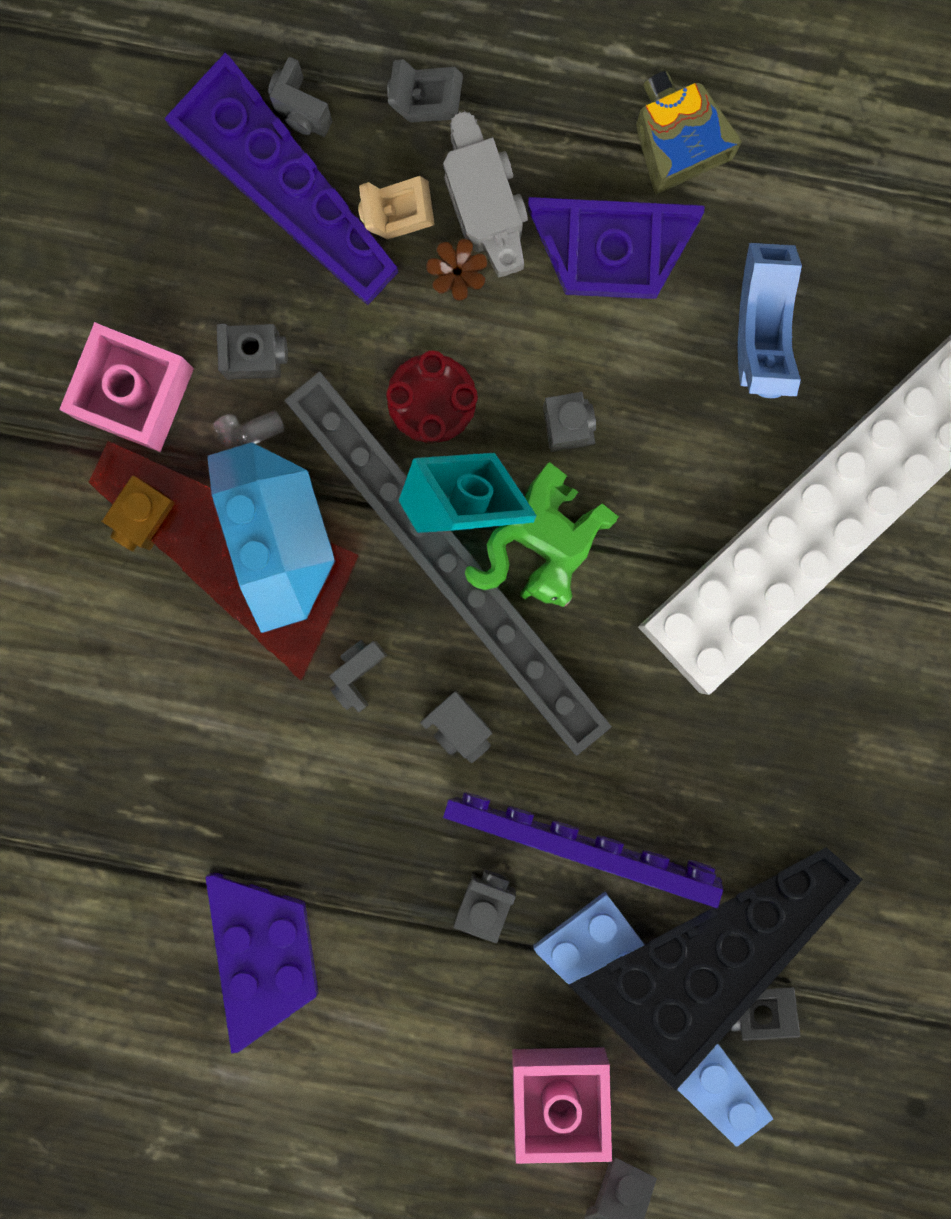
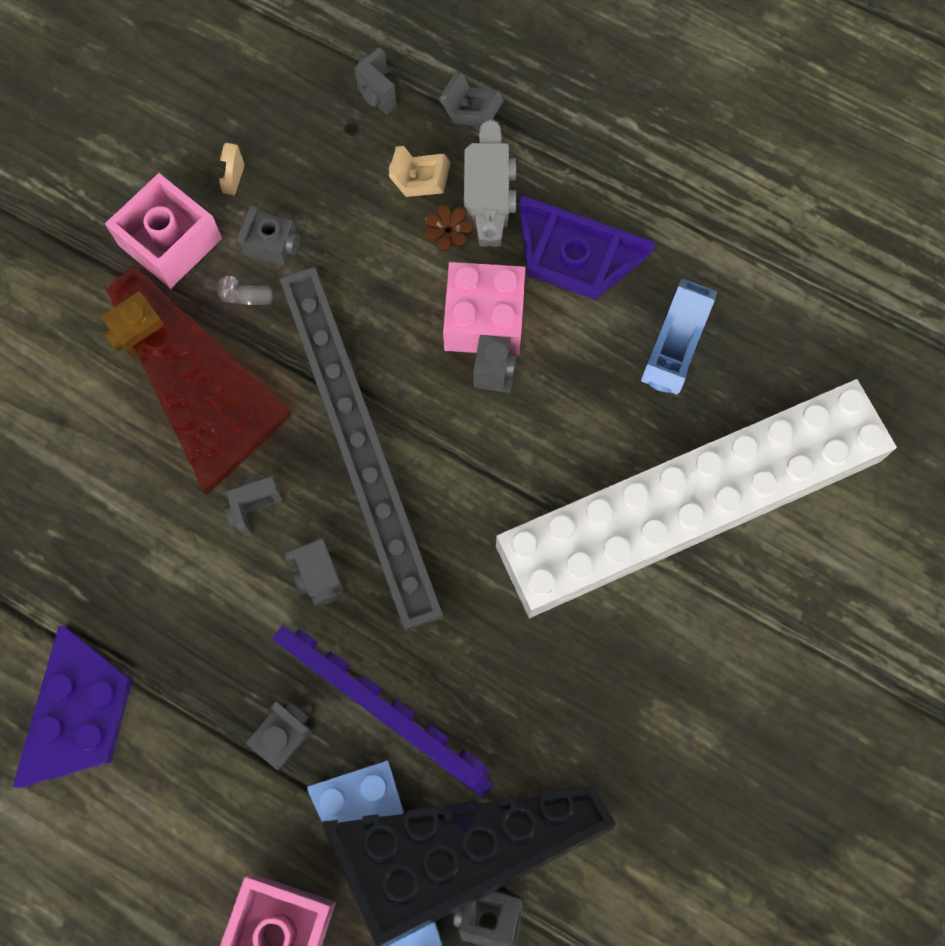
camera: 15 degrees right, 15 degrees down
(169, 268) = (234, 168): none -> tan tile
(255, 152) = (333, 111): dark purple wing -> none
(271, 532) = (225, 370): dark azure wedge -> none
(431, 398) = (394, 315): dark red dish -> none
(462, 494) = (386, 384): teal slope -> none
(534, 355) = (483, 302): none -> bright pink brick
(551, 536) = (444, 439): bright green animal -> none
(682, 133) = (656, 189): torso -> none

